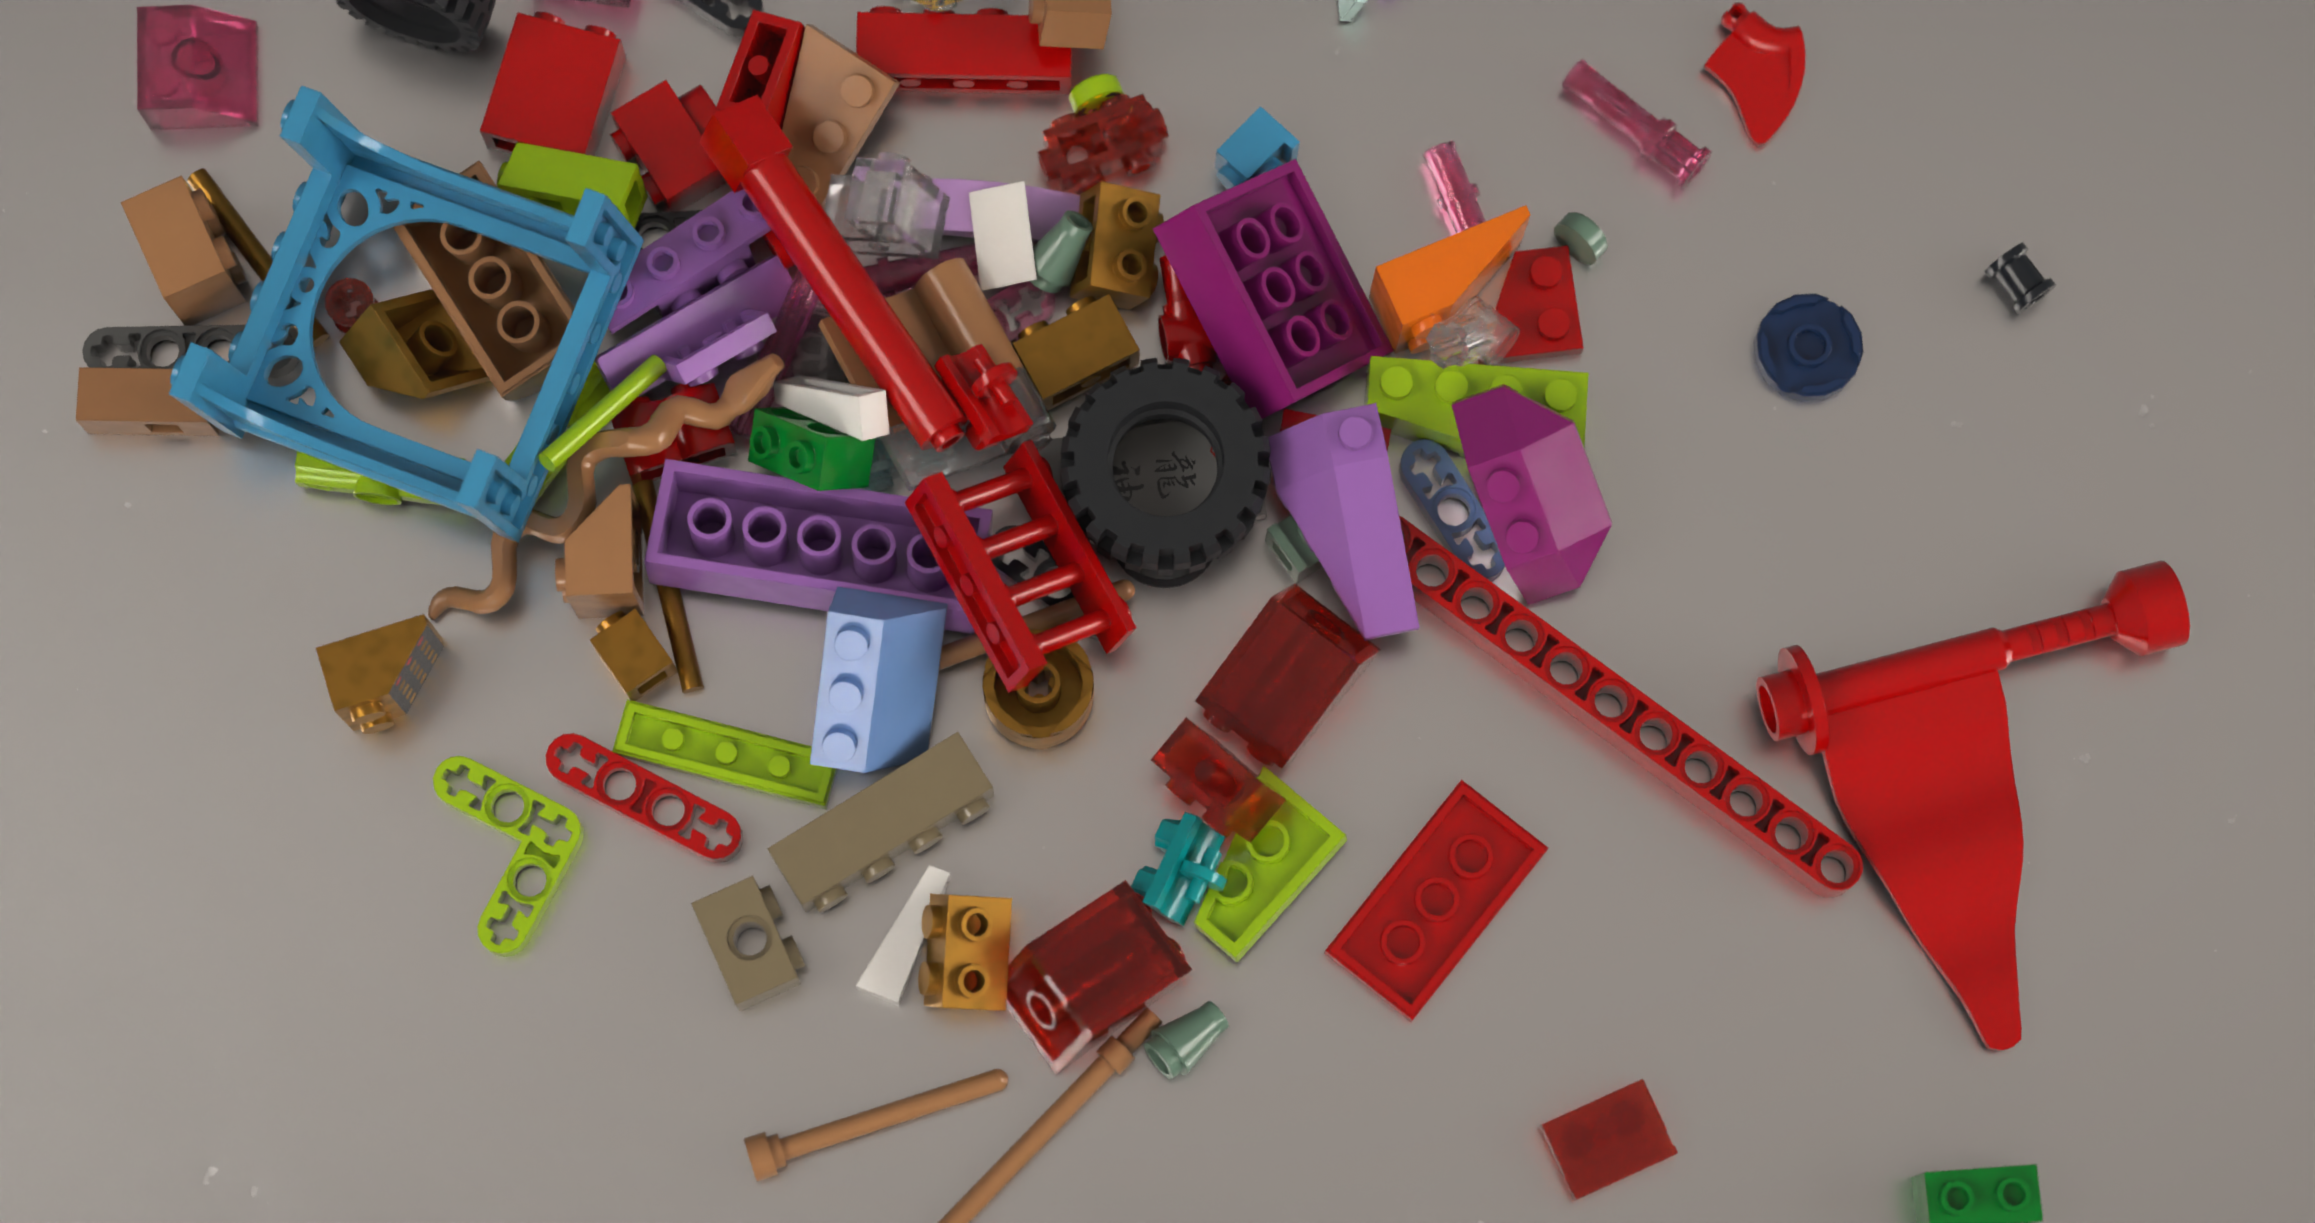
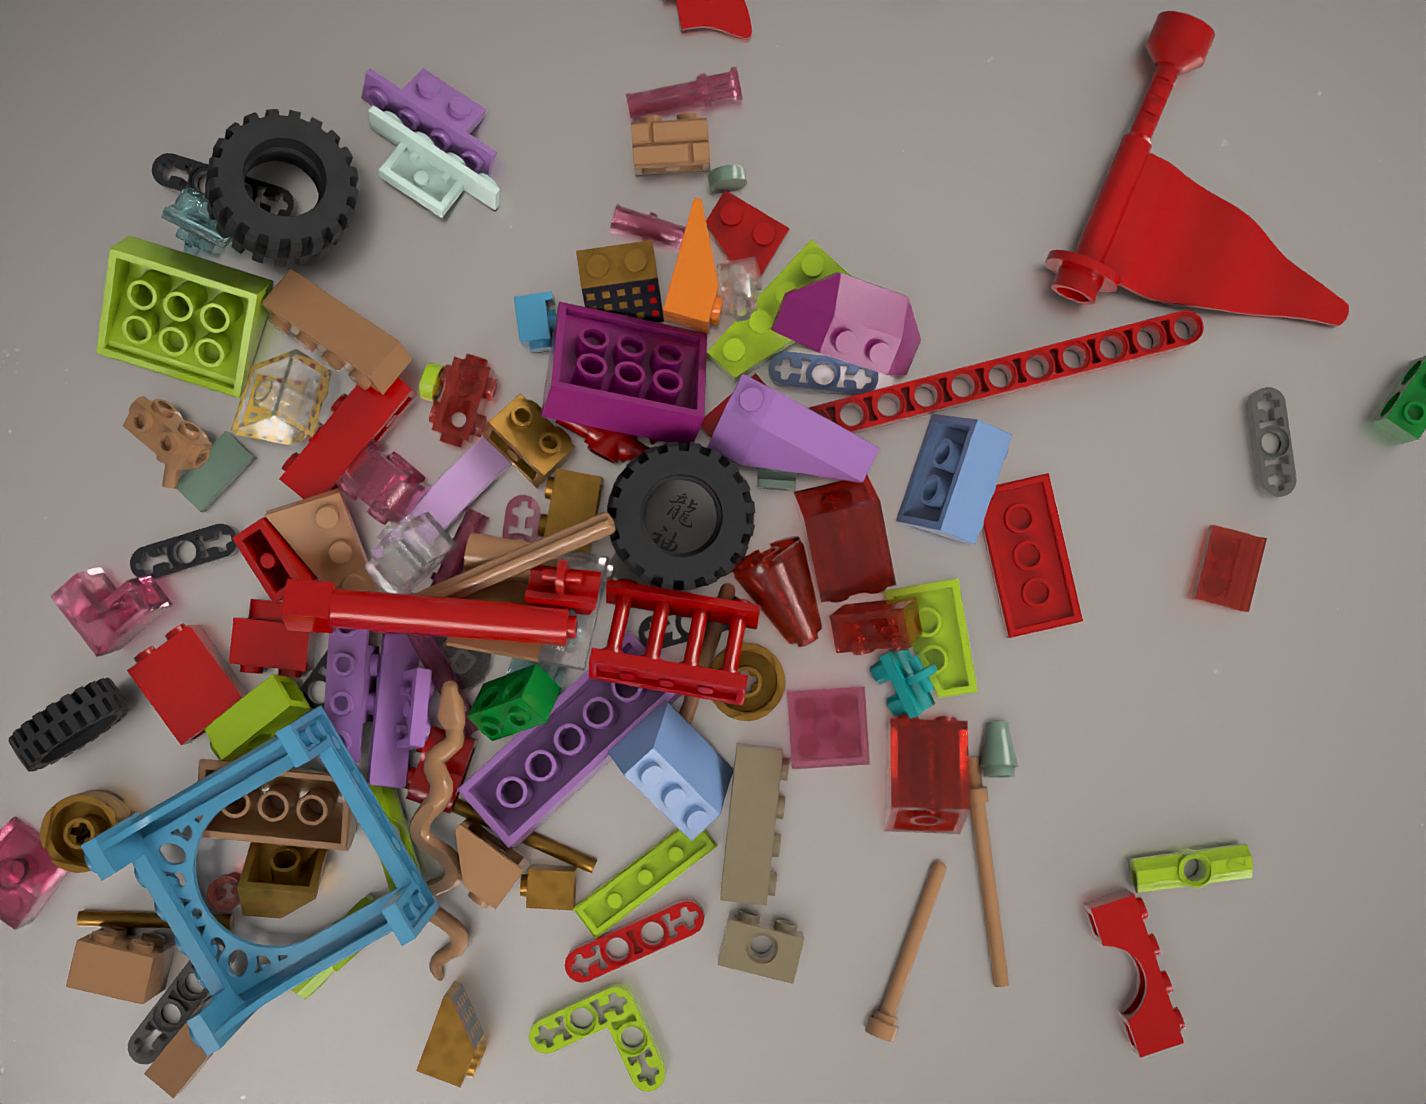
camera: 45 degrees left, 10 degrees up
(278, 81) = (63, 826): none -> pearl gold brick
(602, 413) = (404, 806): lime bar -> none
(840, 405) = (502, 671): white piece -> none
(901, 948) = (828, 866): white piece -> none
(943, 126) = (384, 483): none -> clear pink brick
(966, 952) = (861, 835): pearl gold brick -> none
(986, 330) = (524, 558): none -> medium nougat axle
(1002, 235) = (474, 500): white sticker -> none
(1059, 817) = (827, 727): none -> clear pink brick
(1060, 251) = (509, 478): sand green cone -> none
(1173, 651) = (783, 588): none -> clear red cone
(1375, 207) = (621, 280): none -> pearl gold slope
(1456, 743) = (954, 477): none -> medium blue slope
(1567, 148) = (670, 144): none -> medium nougat brick
(1797, 363) = (881, 117): dark blue tile -> none
(1831, 1057) = (1258, 416): none -> dark grey beam

